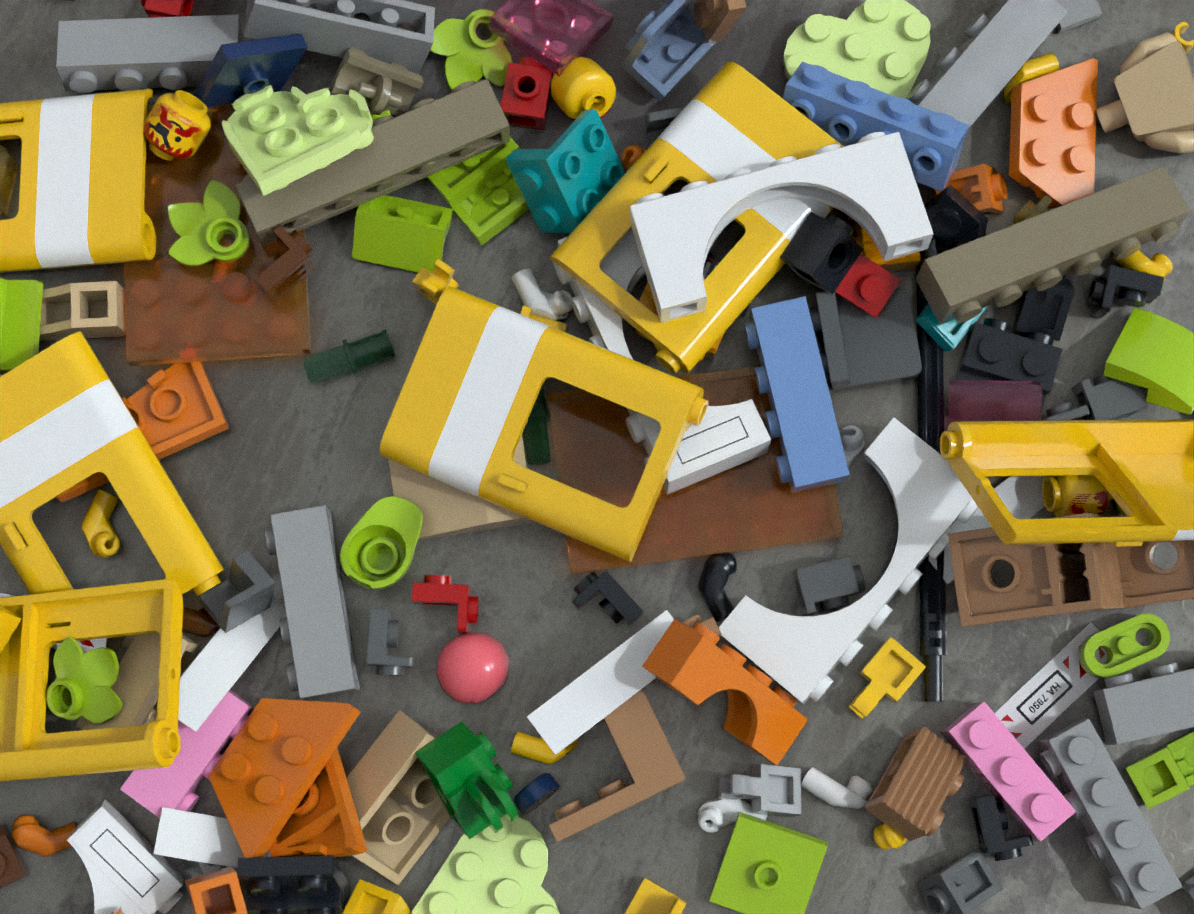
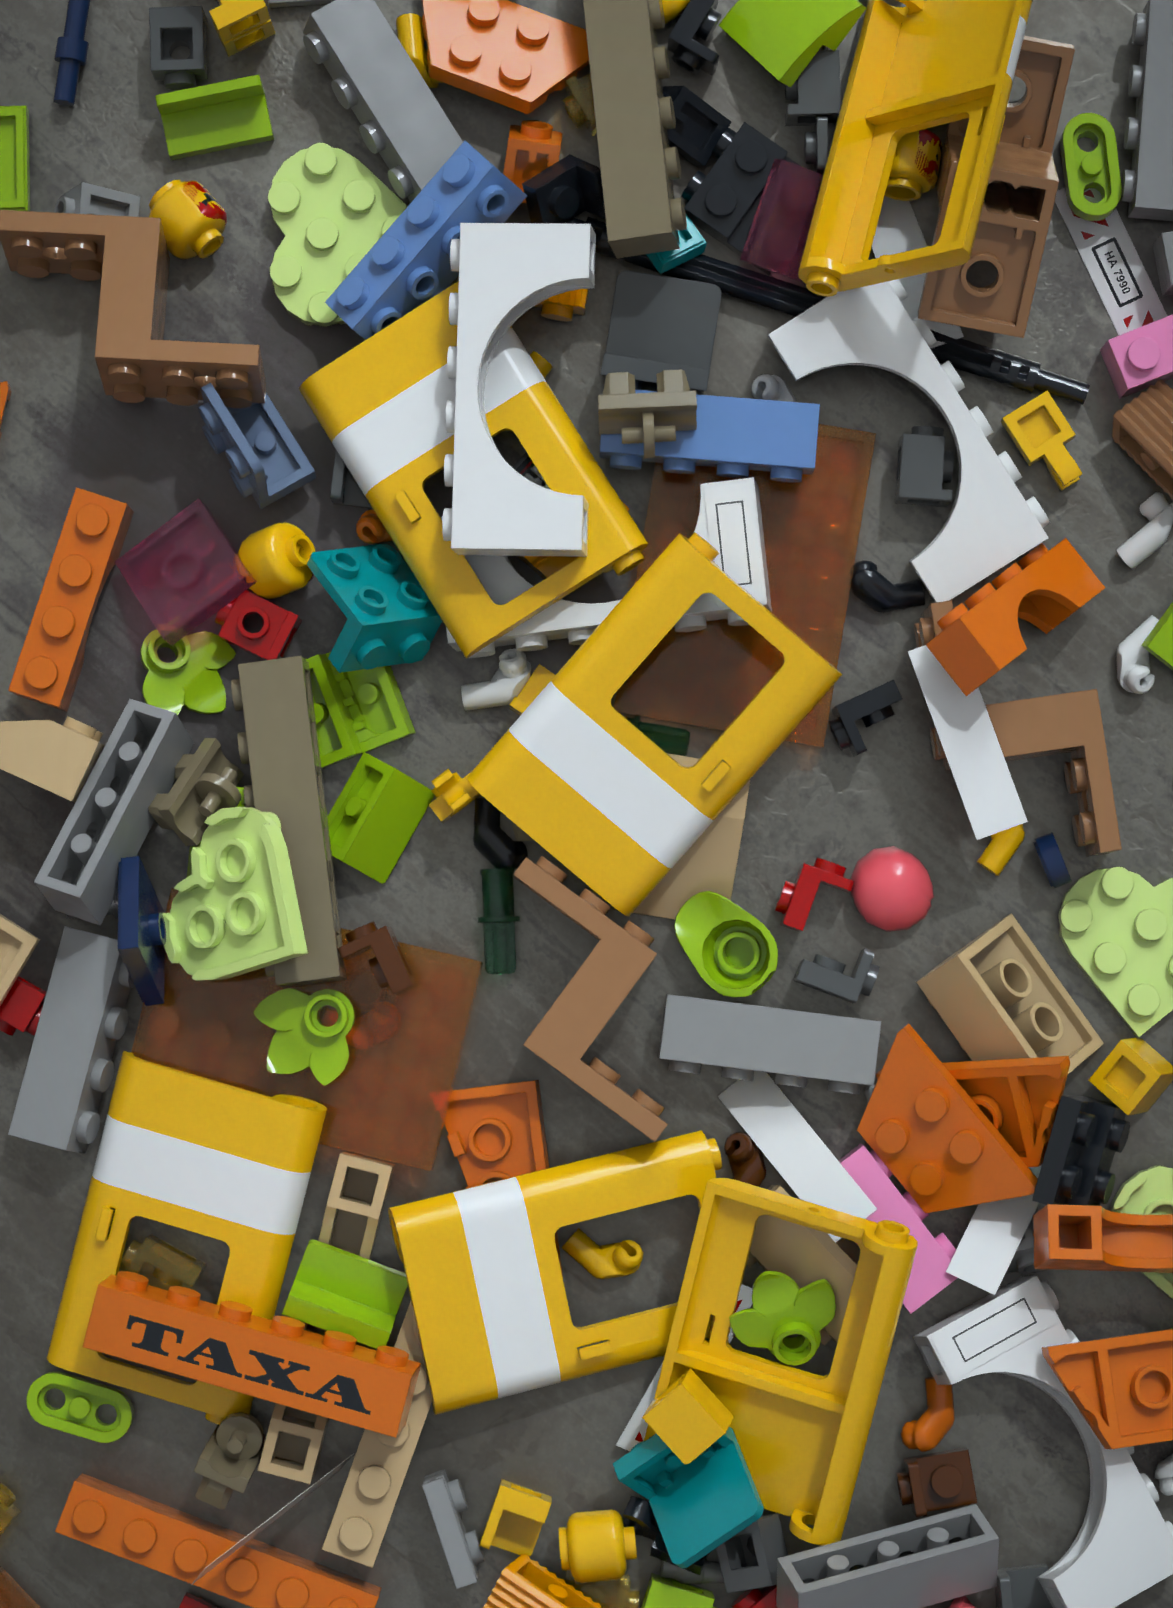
camera: 75 degrees left, 5 degrees up
(176, 125) = (180, 1032): yellow head -> none
(240, 596) = (734, 1119): dark grey panel -> none
(300, 445) = (592, 996): none -> medium nougat bracket
(409, 336) = (492, 840): none -> black arm
(468, 780) = (1022, 927): green brick -> none
(771, 788) = (1127, 603): light grey plate -> none
(791, 332) = (650, 415): none -> dark tan hips
(822, 251) = (558, 351): black brick -> none
(868, 285) = (596, 321): red bracket -> none

